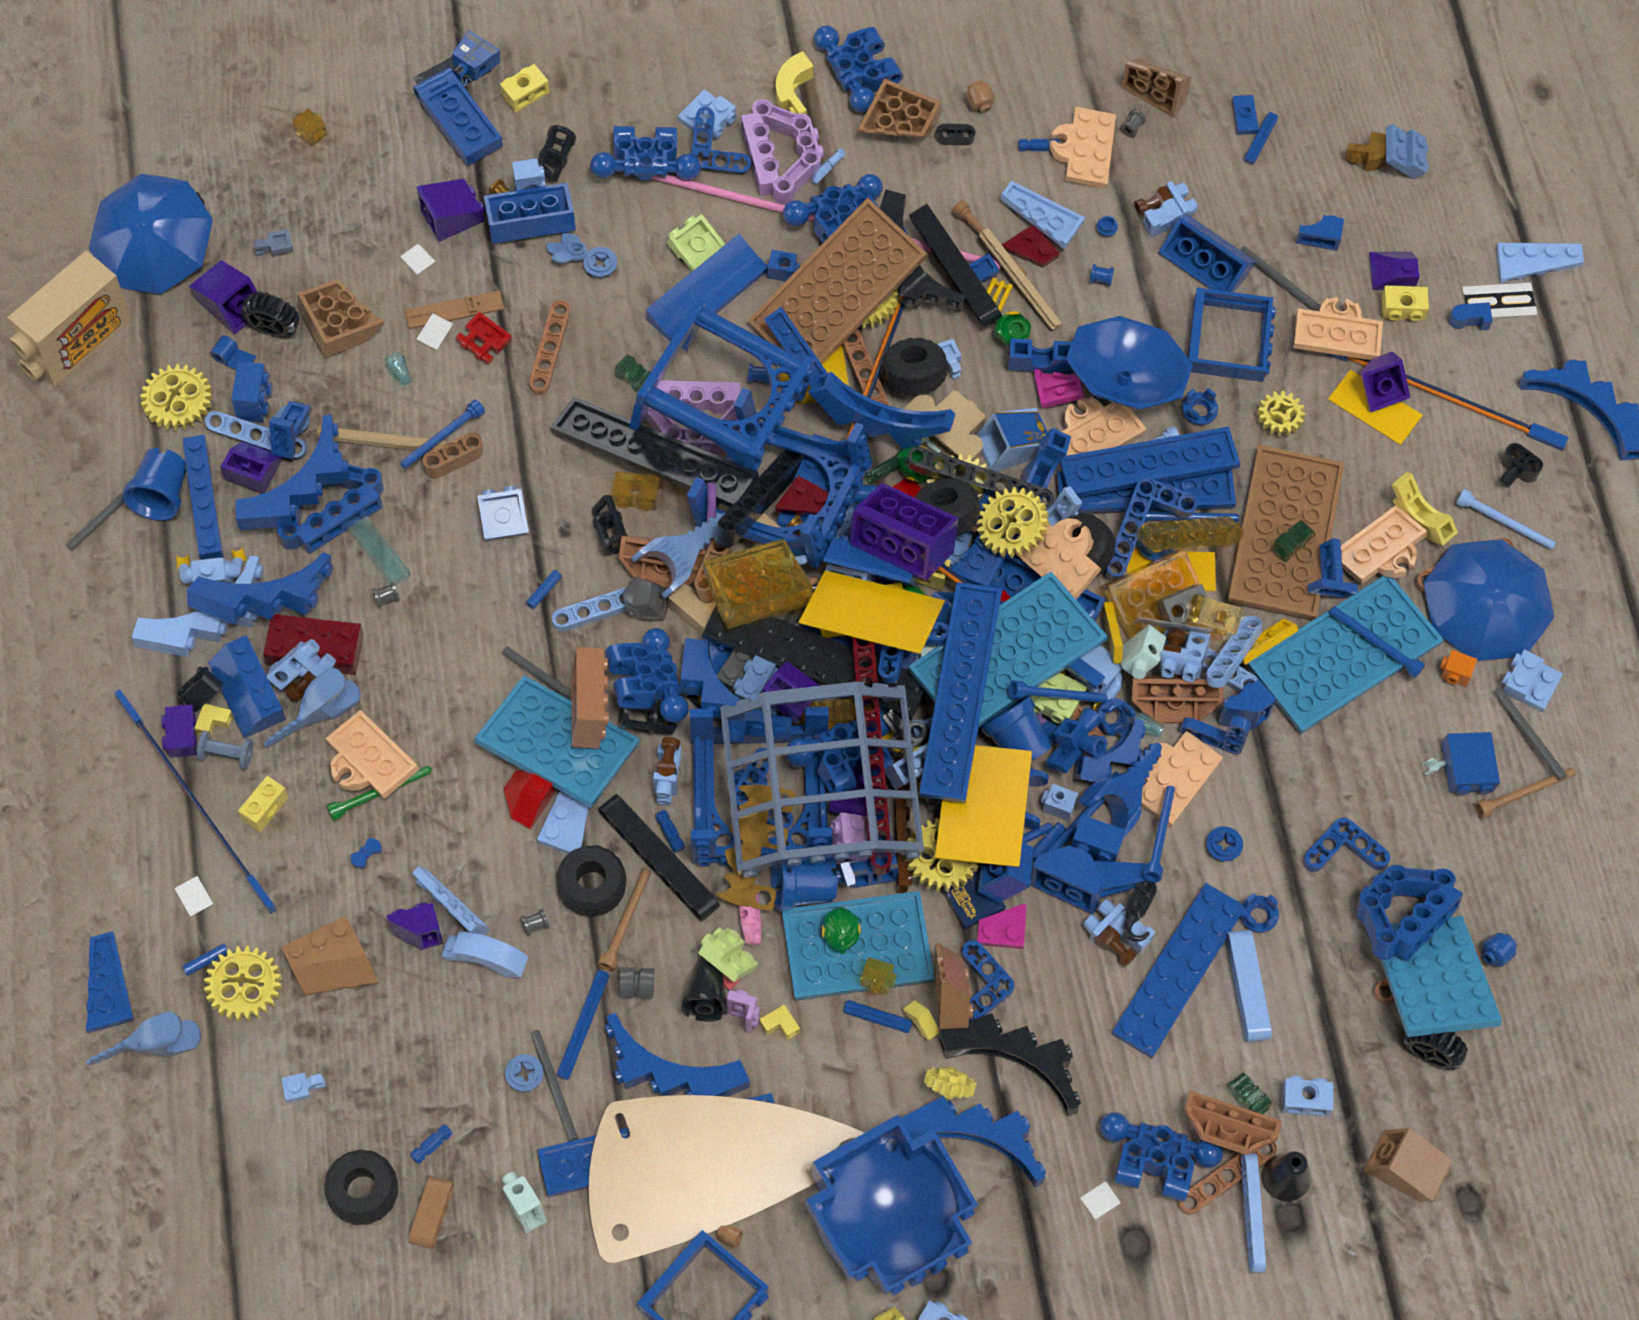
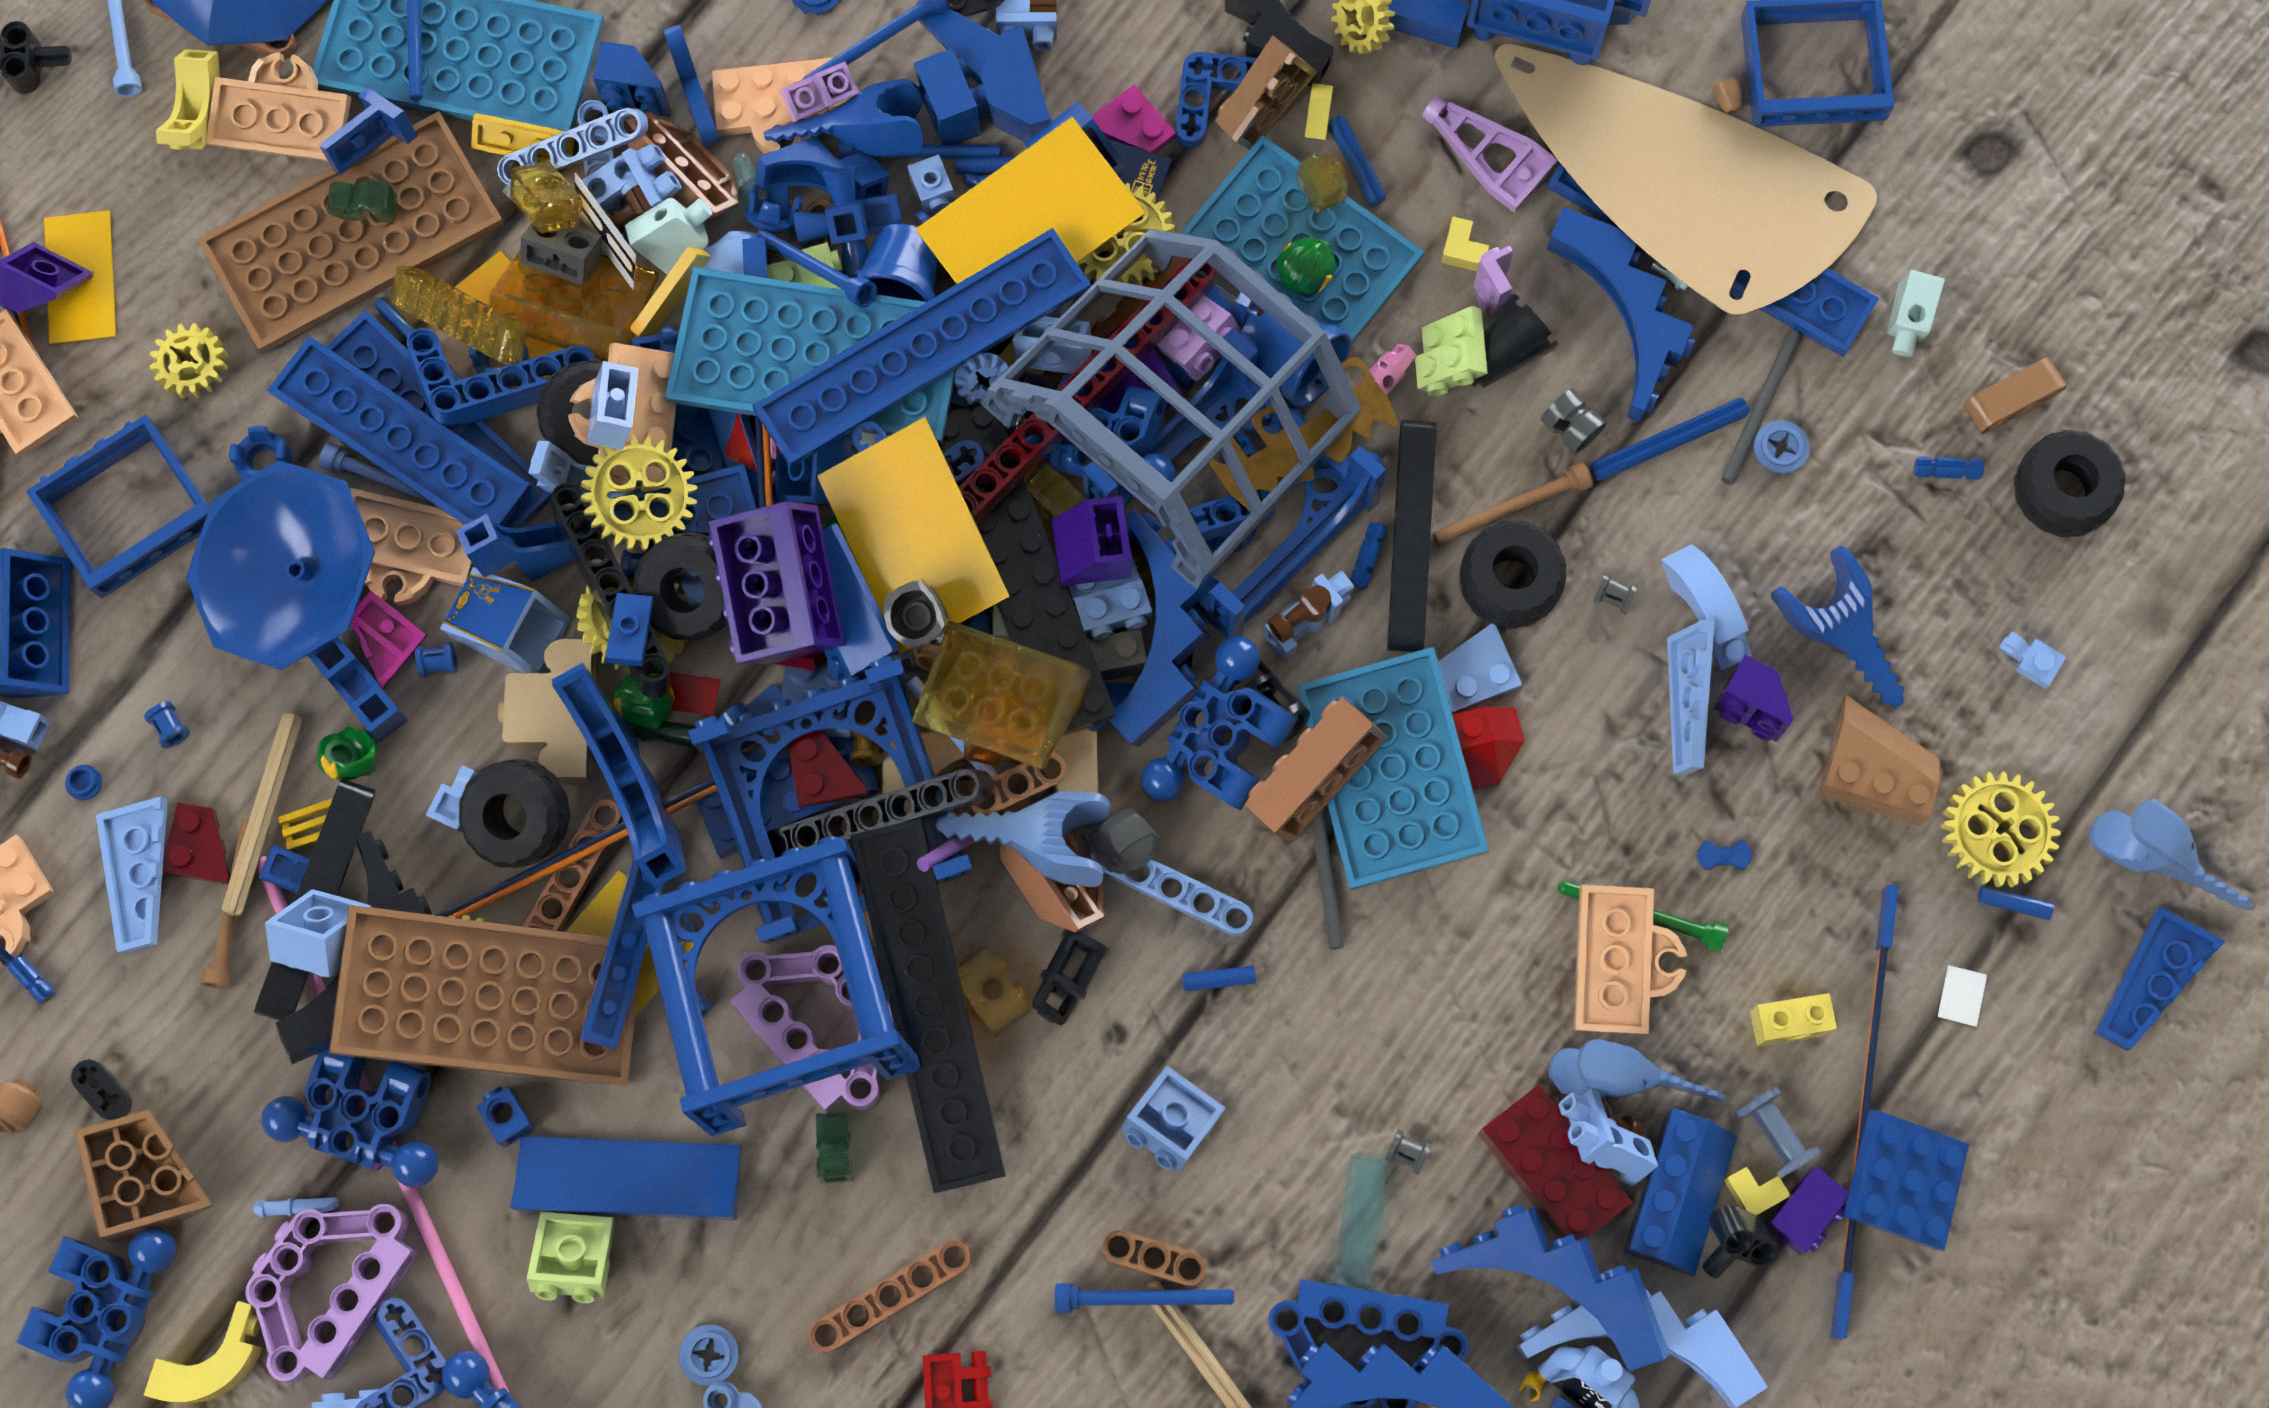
camera: 130 degrees left, 10 degrees up
(146, 781) = (1906, 1180): none -> blue plate
(410, 1008) = (1846, 624): none -> blue animal
(788, 1083) = (1519, 178): none -> lavender plate
(829, 576) = (915, 614): none -> dark grey helmet
(921, 712) = (966, 376): none -> medium blue gear
(936, 239) = (310, 933): none -> light blue slope
(945, 459) = (629, 629): none -> blue plate
(1025, 391) = (436, 659): none -> blue bush
(1060, 531) = (612, 405): none -> light blue brick
(1158, 785) = (819, 91): none -> lavender slope

